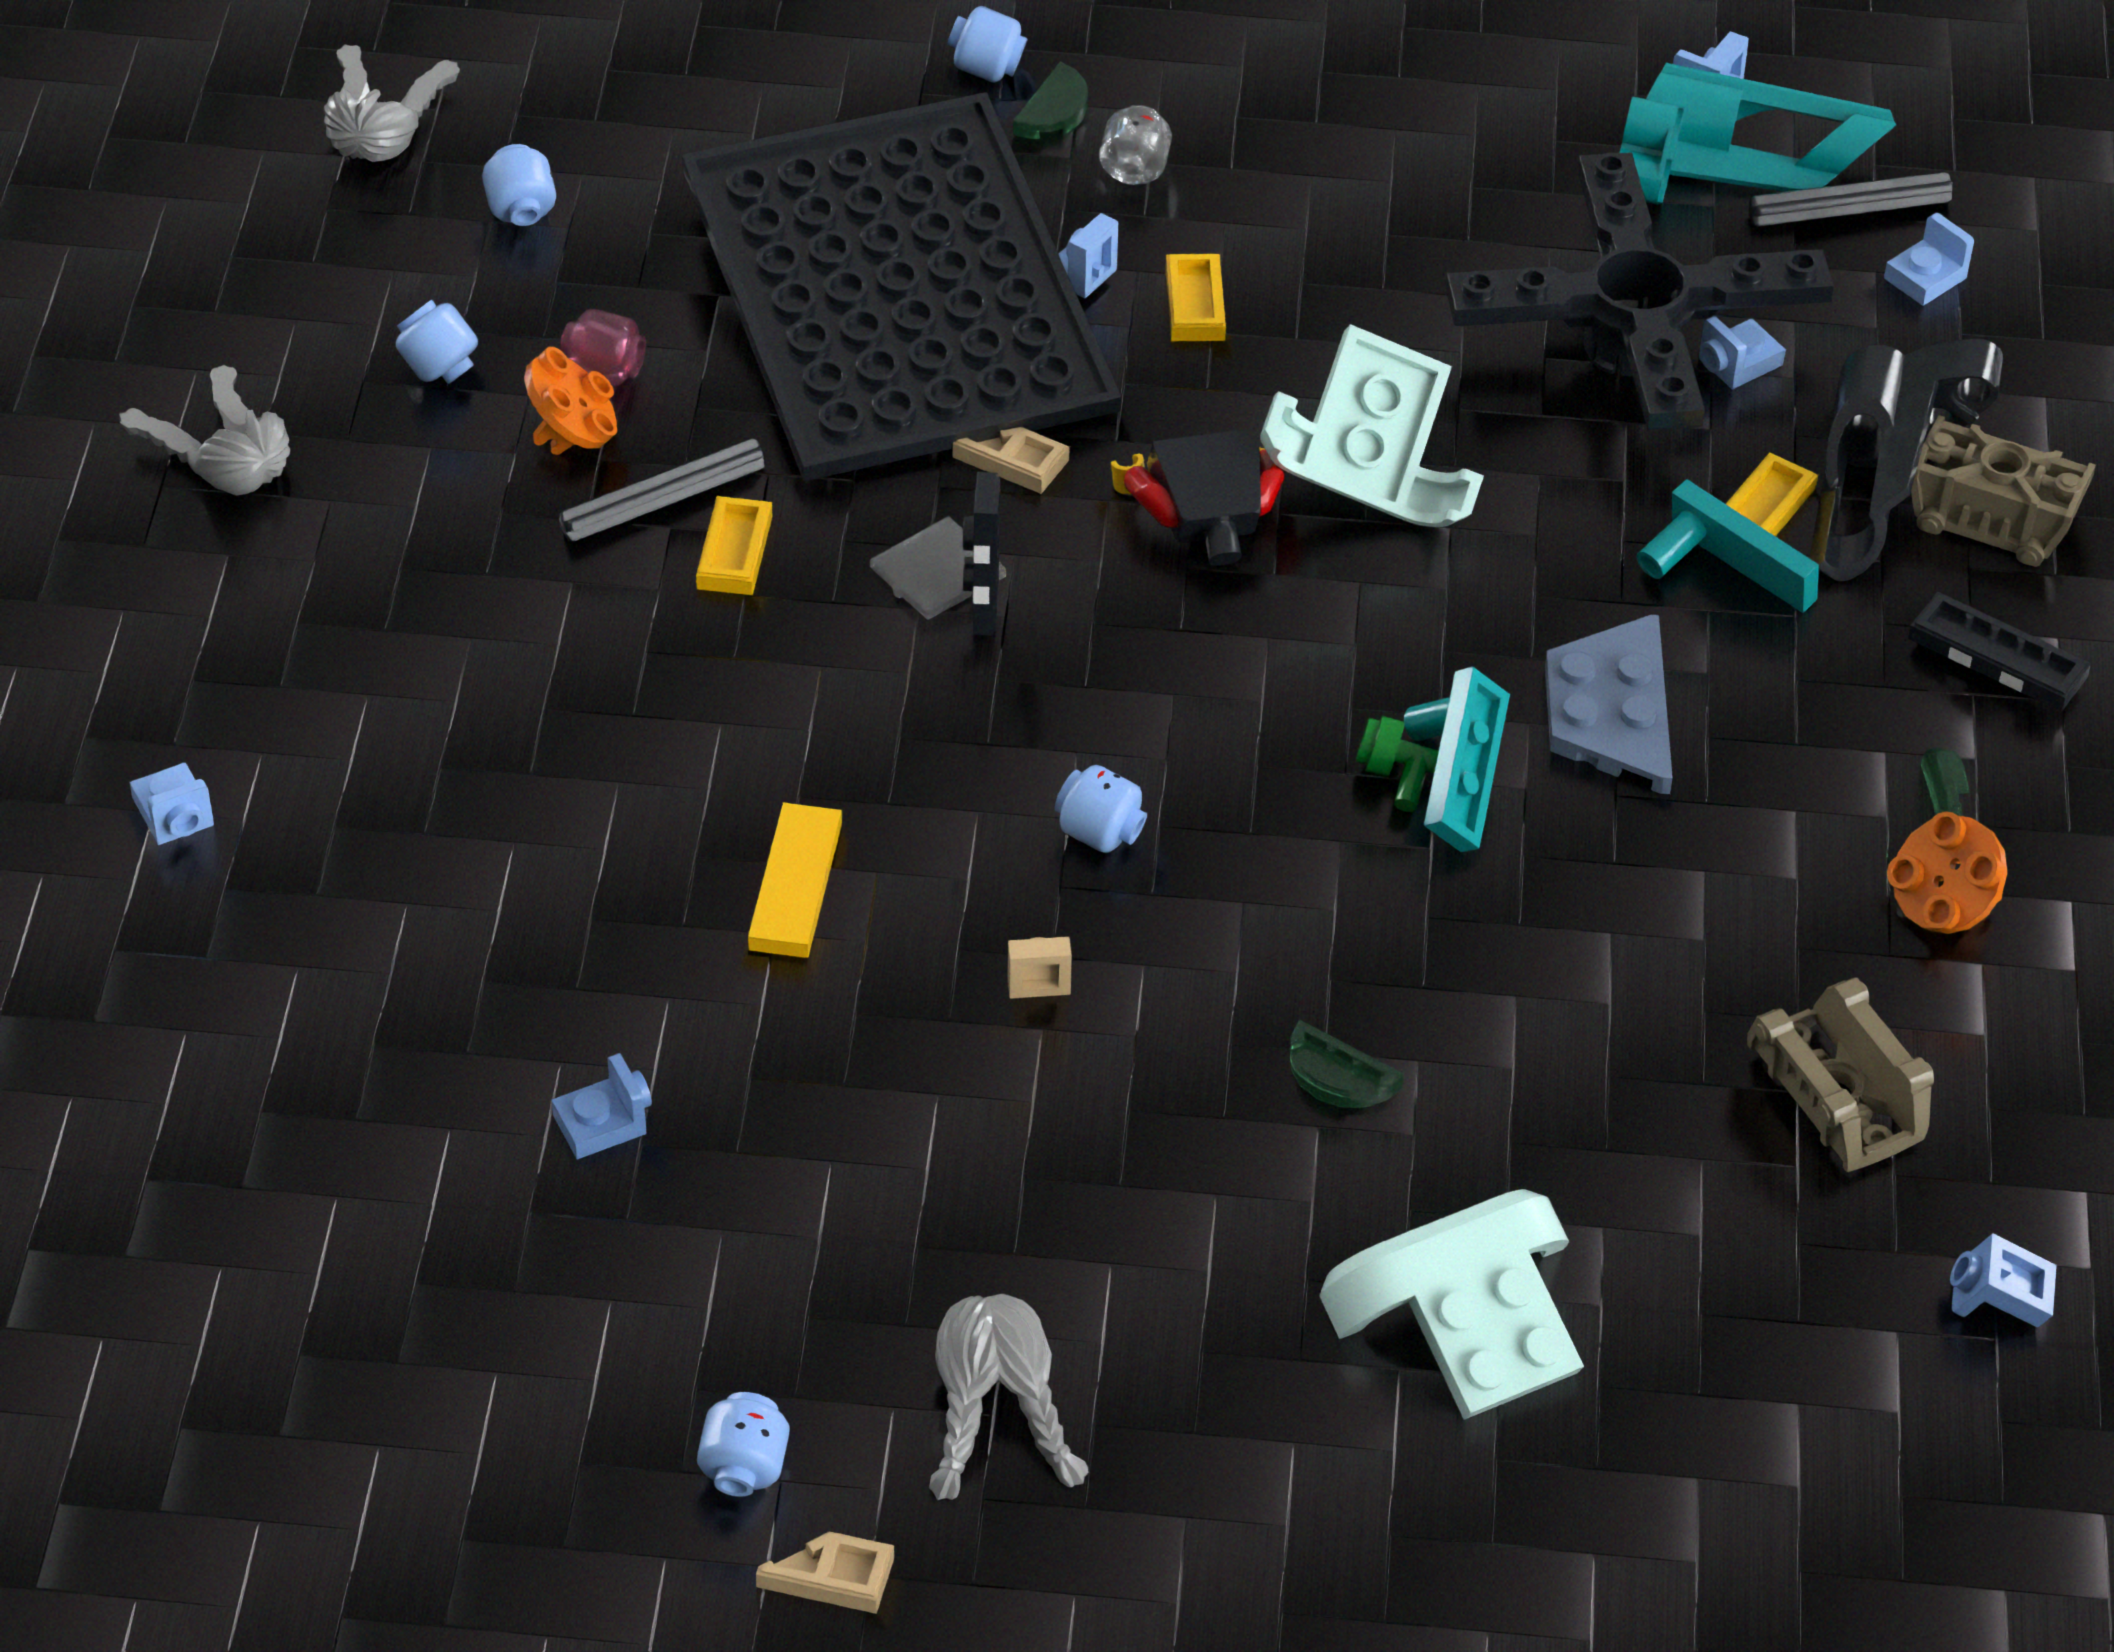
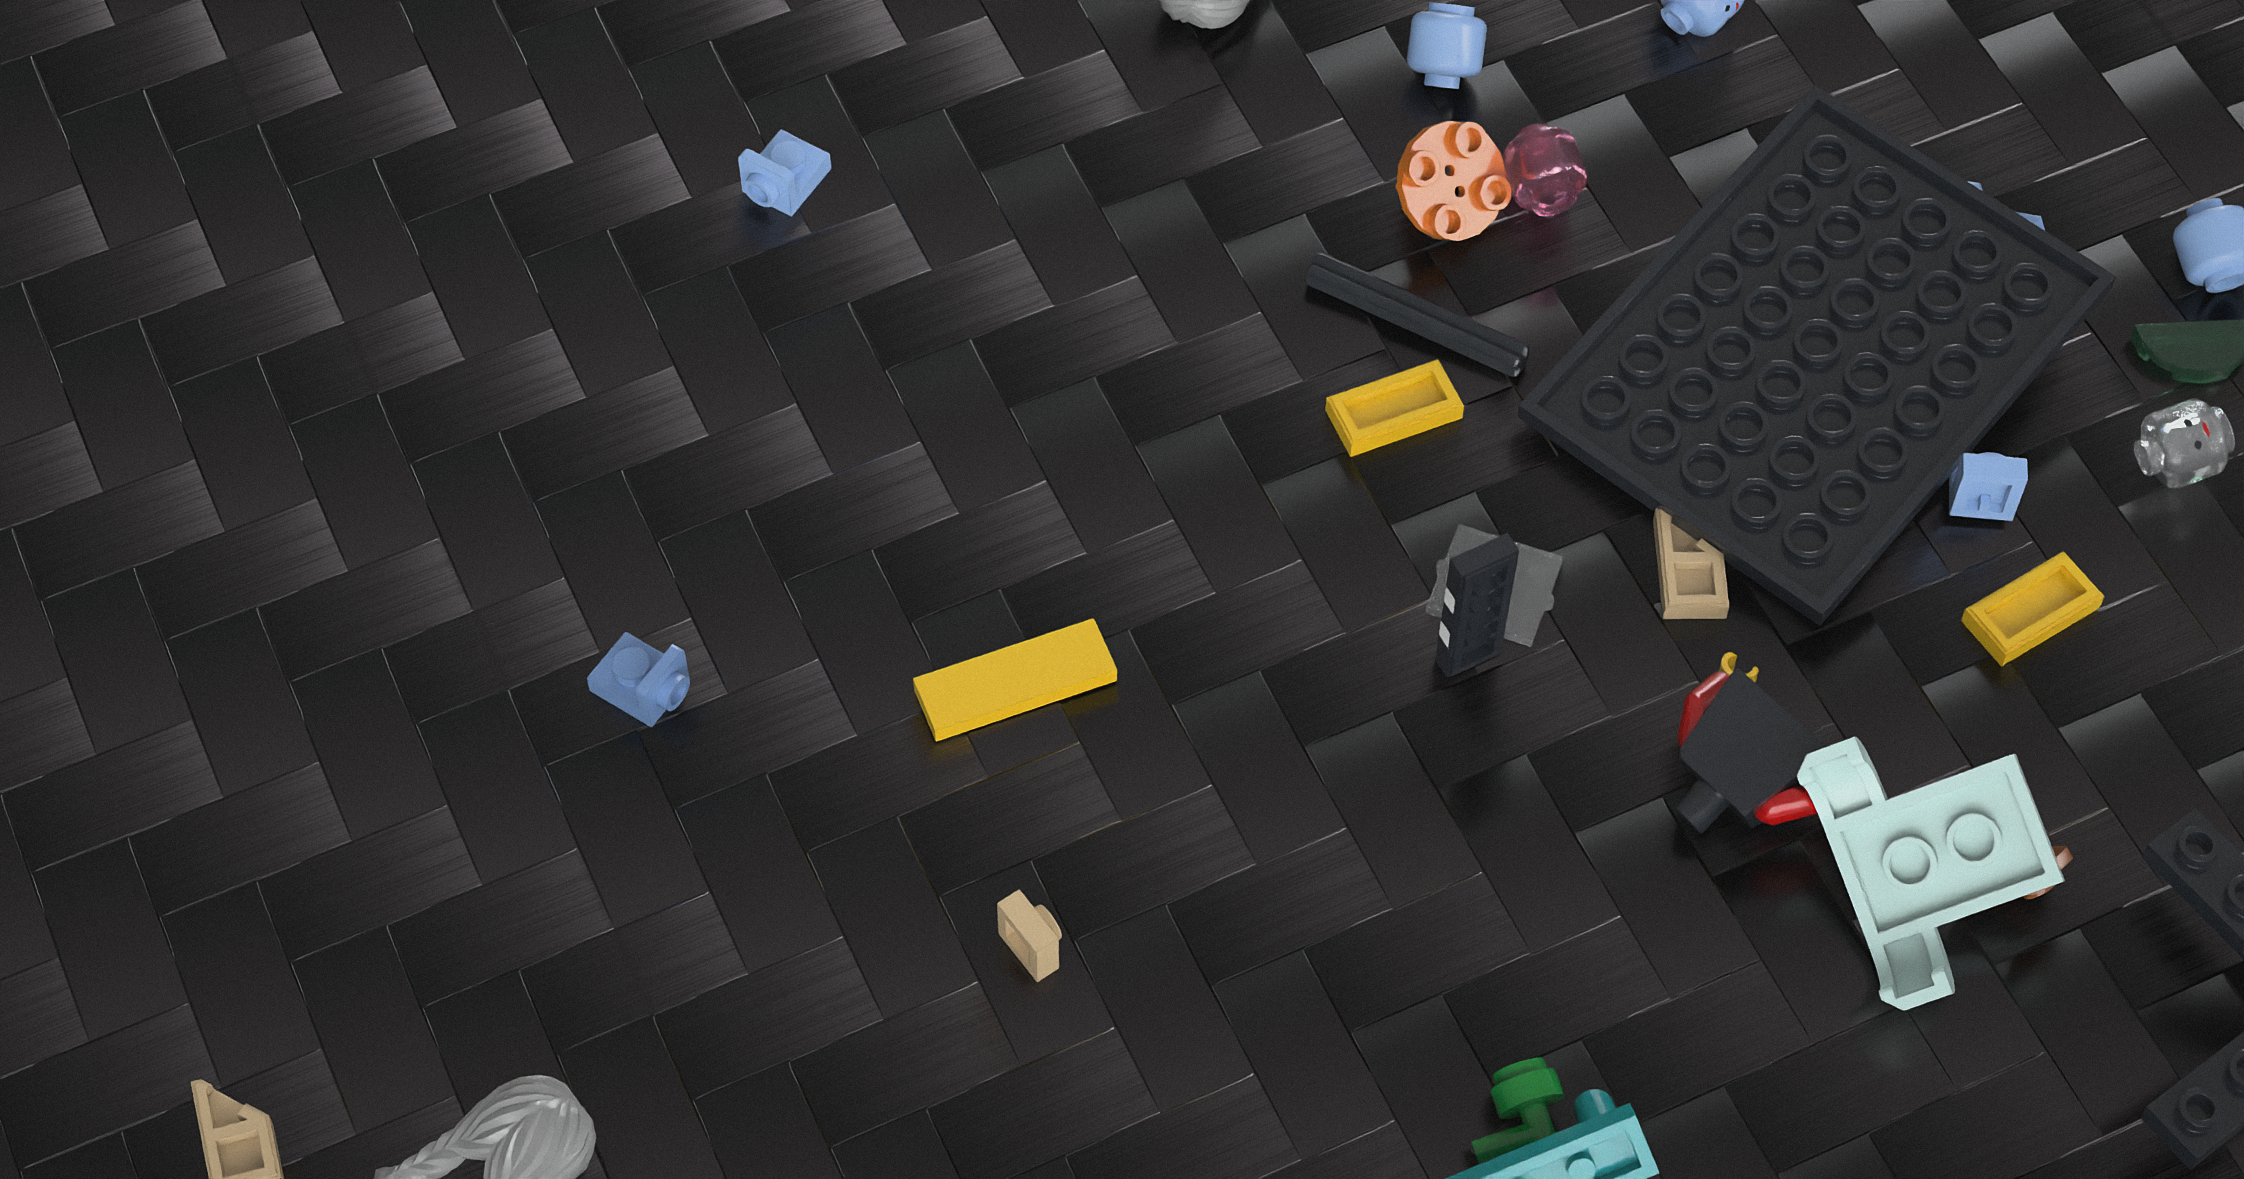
camera: 60 degrees right, 10 degrees up
(743, 1443) = (315, 992): light blue head -> none
(1100, 808) = (1260, 882): light blue head -> none

